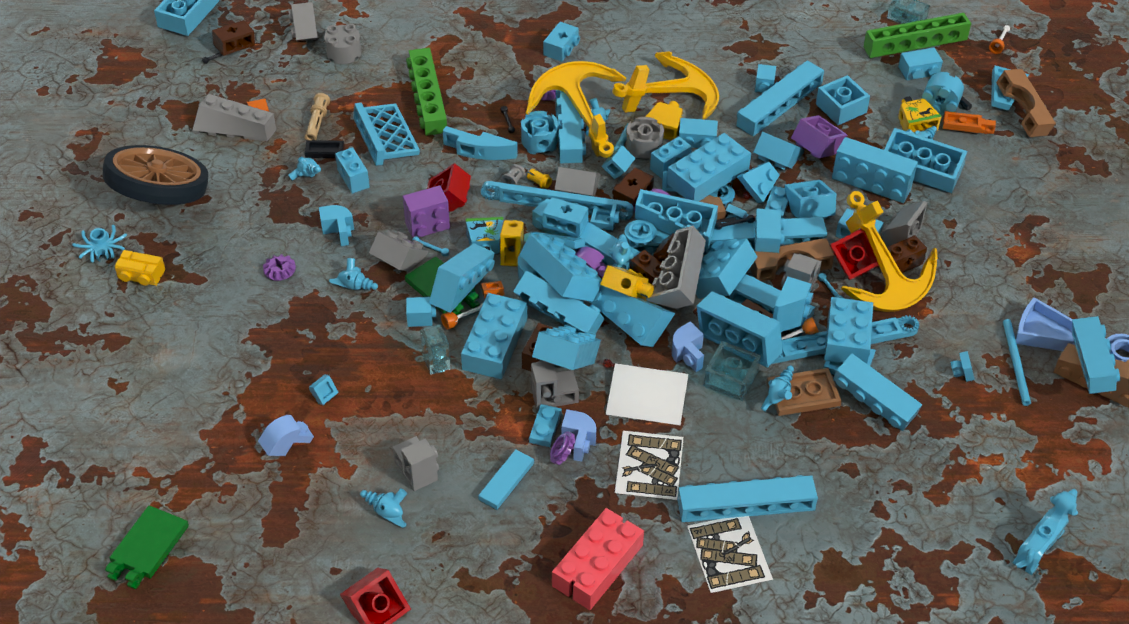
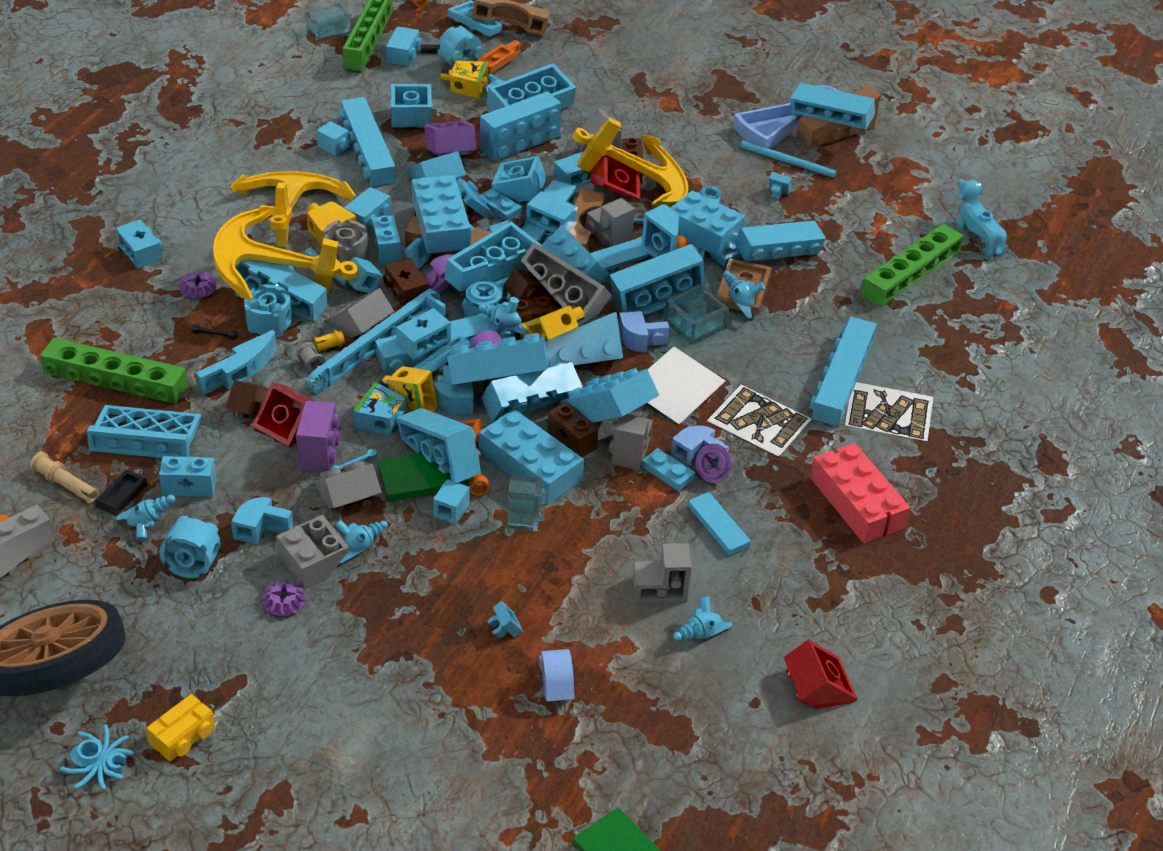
camera: 65 degrees left, 5 degrees down
(285, 199) = (190, 547): none -> medium azure brick
(319, 258) = (311, 551): none -> light grey slope
(445, 157) = (246, 398): none -> reddish brown slope
(975, 513) = (911, 265): none -> bright green brick

